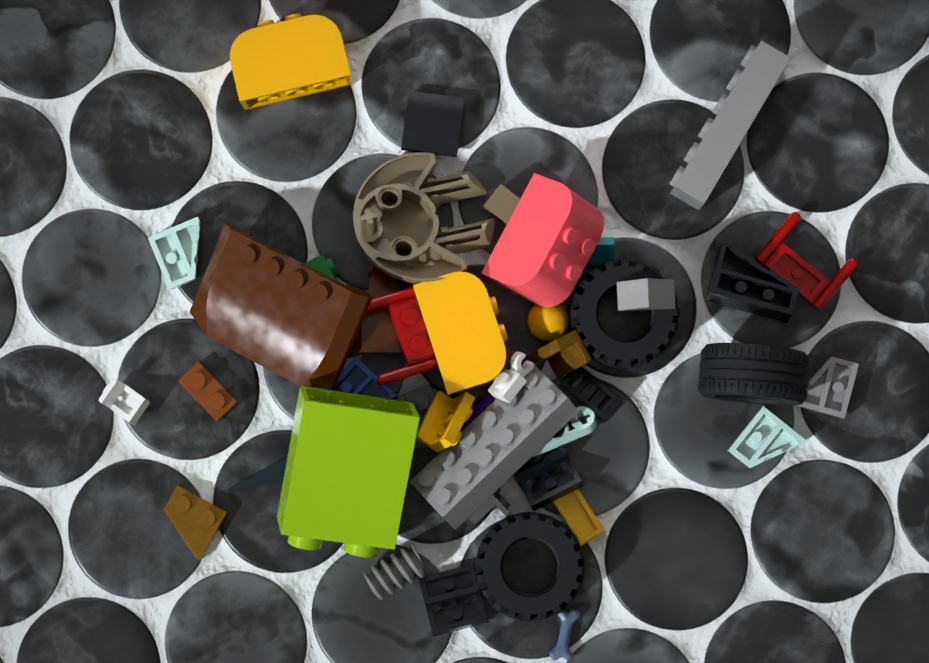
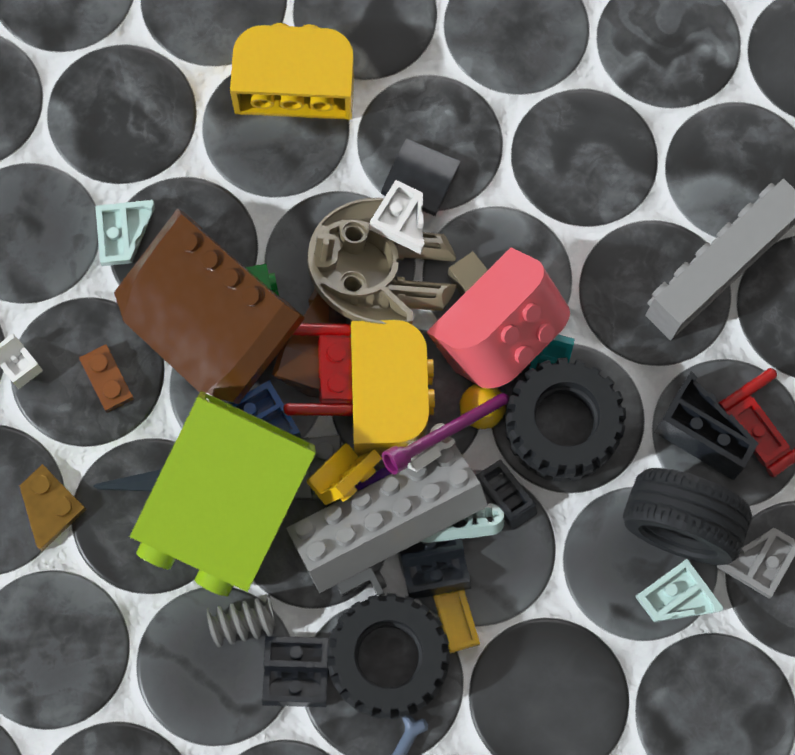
camera: 15 degrees right, 10 degrees down
(427, 171) = (401, 217): none -> white wing
(491, 398) = (397, 458): none -> magenta piece
(562, 354) = (488, 440): pearl gold panel -> none
(645, 294) = (594, 399): light grey slope -> none

